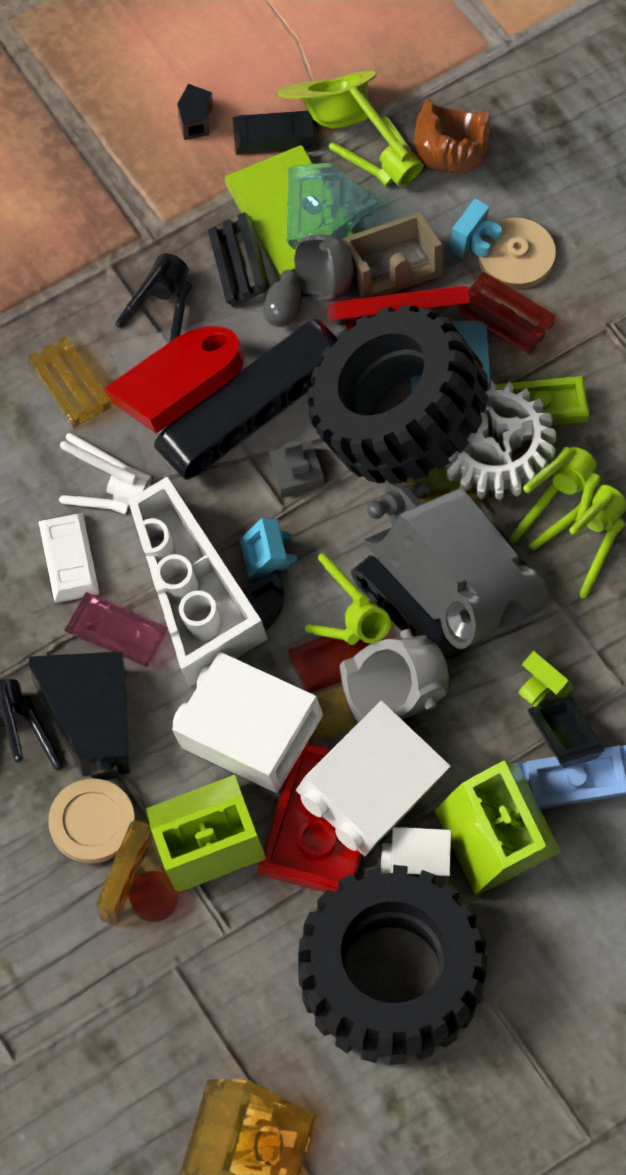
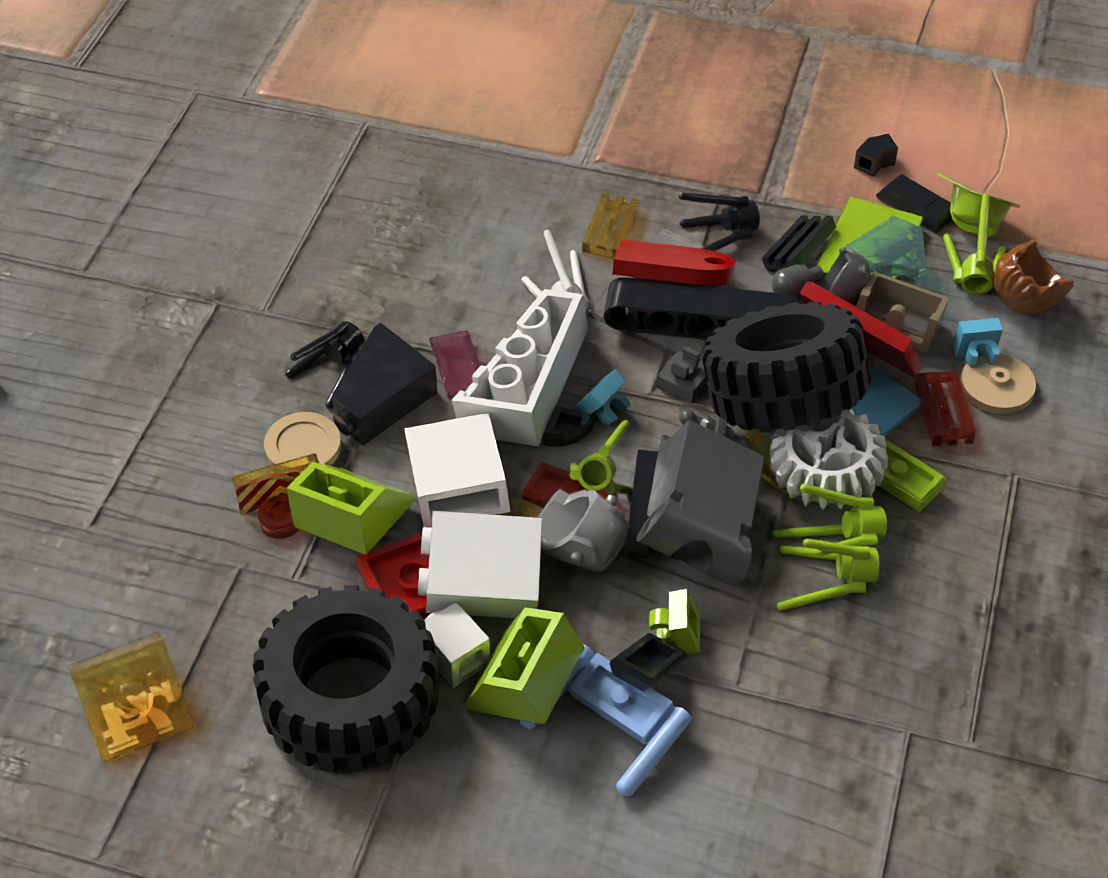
camera: 50 degrees right, 15 degrees down
(68, 557) = (486, 308): white tile -> none

